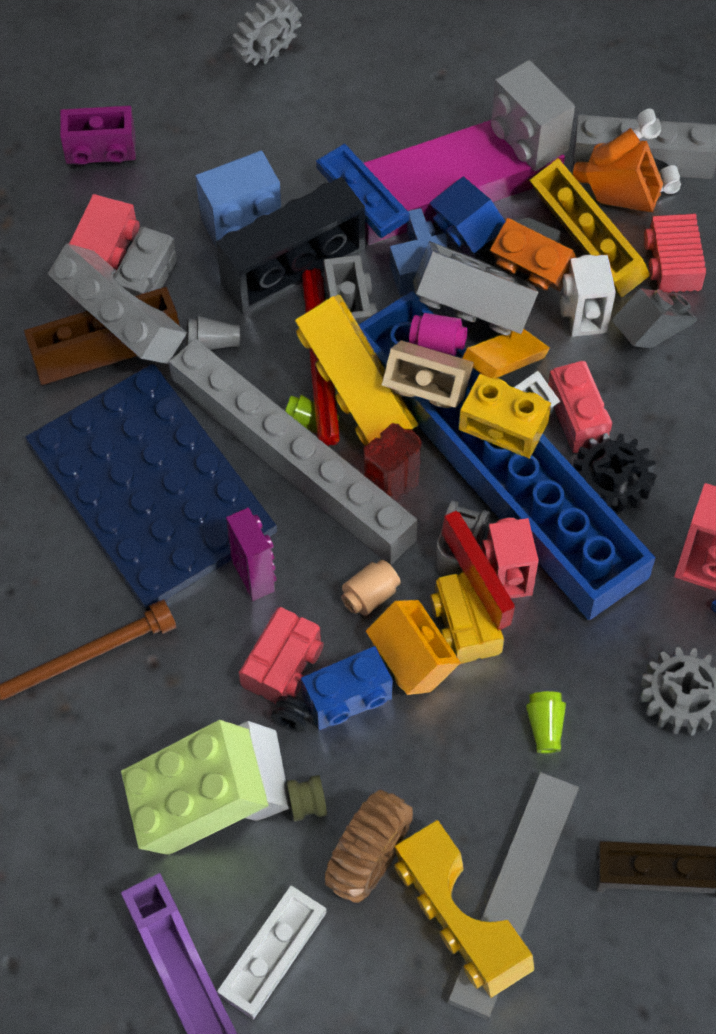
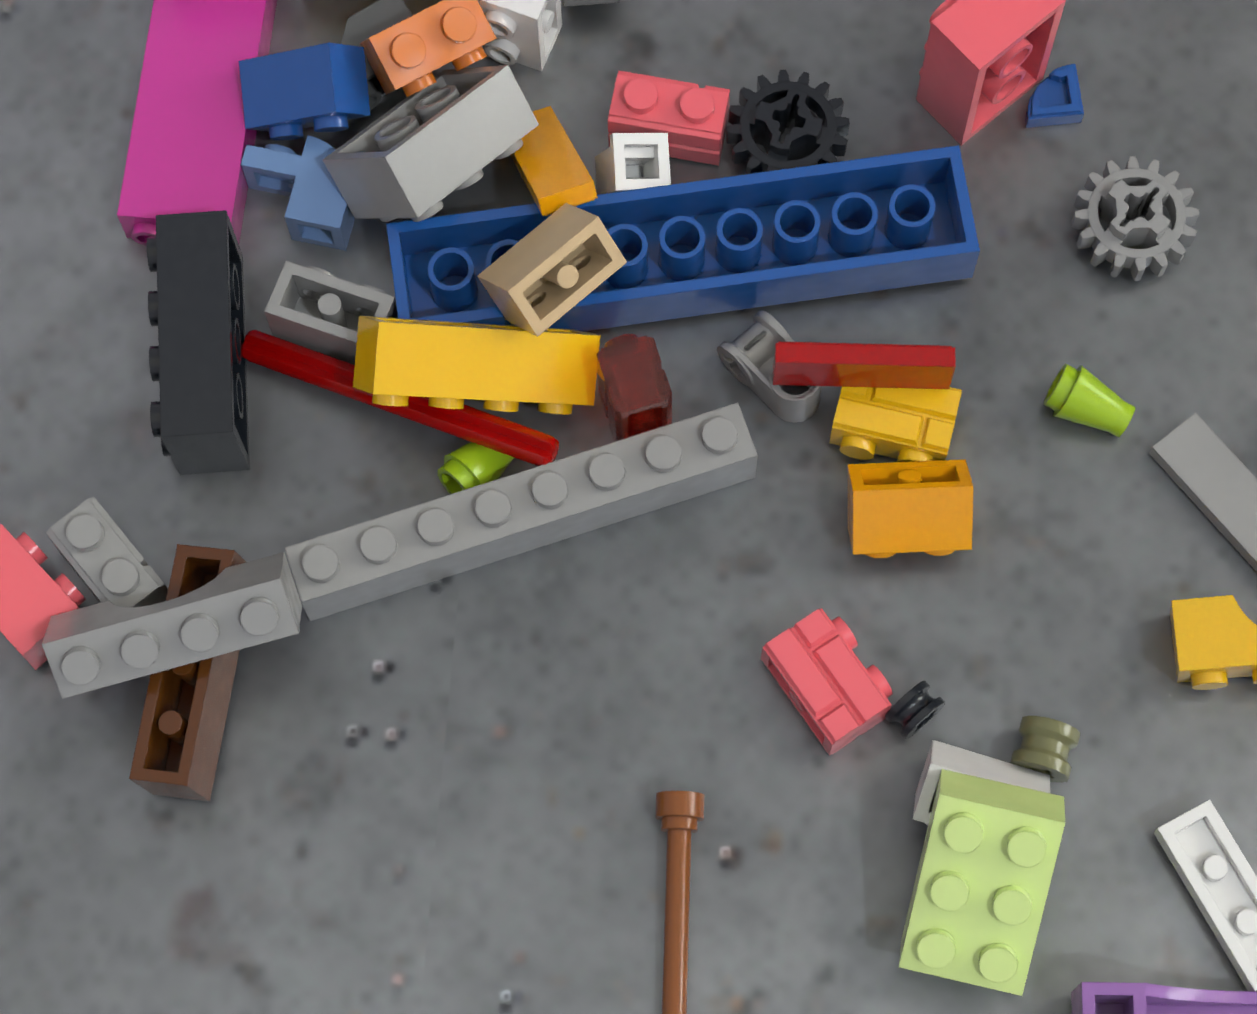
camera: 60 degrees left, 10 degrees up
(147, 484) = (457, 729): dark blue plate -> none
(212, 333) = (269, 524): light grey cone -> none
(237, 194) = (82, 375): medium blue brick -> none
(251, 553) = (674, 638): magenta piece -> none
(347, 688) = (921, 619): blue brick -> none
(368, 846) = (1165, 702): medium nougat gear -> none
(370, 587) = (787, 517): light nougat brick -> none
(382, 209) = (129, 206): blue tile -> none
(438, 333) = (487, 225): dark pink brick -> none
(504, 415) = (665, 207): yellow brick -> none
(512, 555) = (854, 307): coral brick -> none

